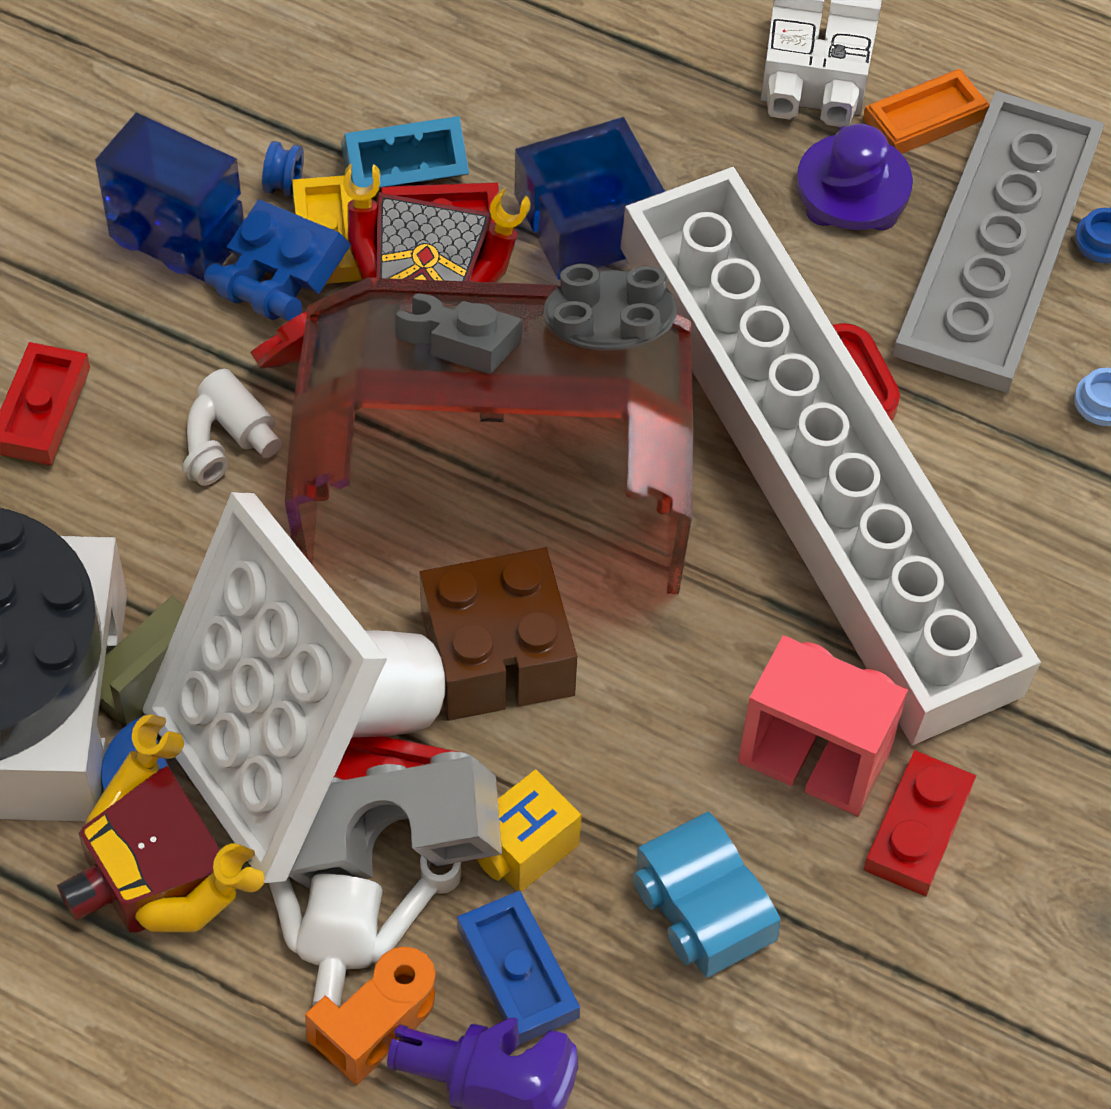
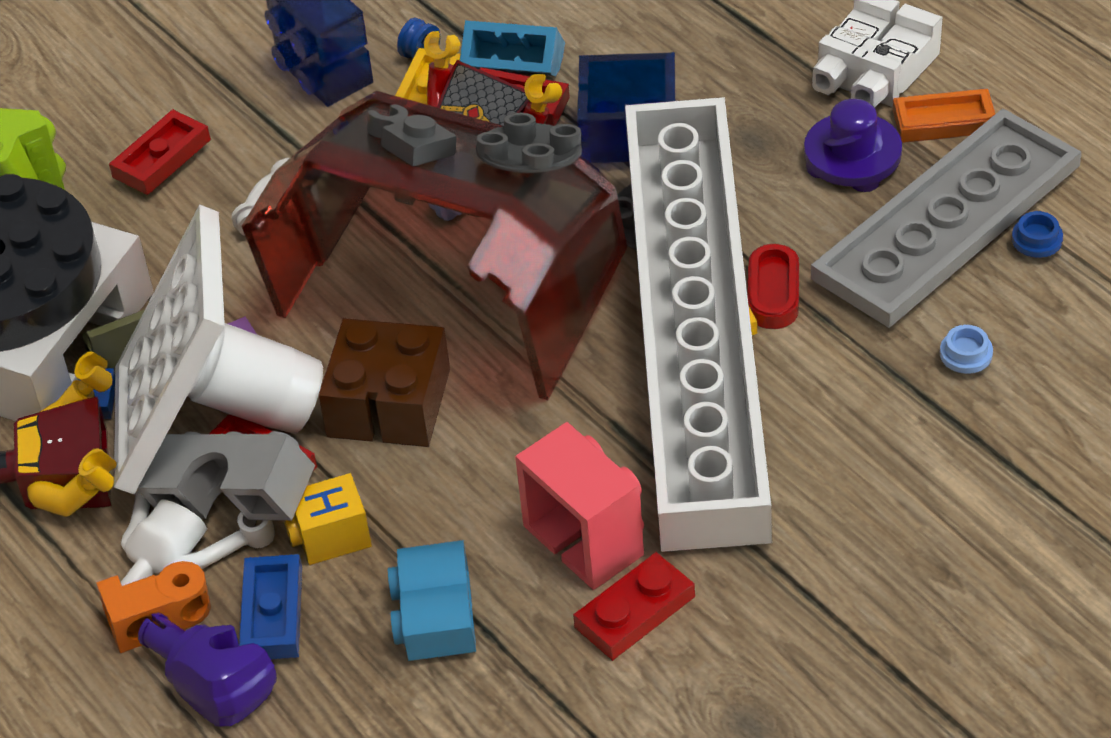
camera: 30 degrees right, 10 degrees down
(283, 244) = (374, 75): blue plate -> none

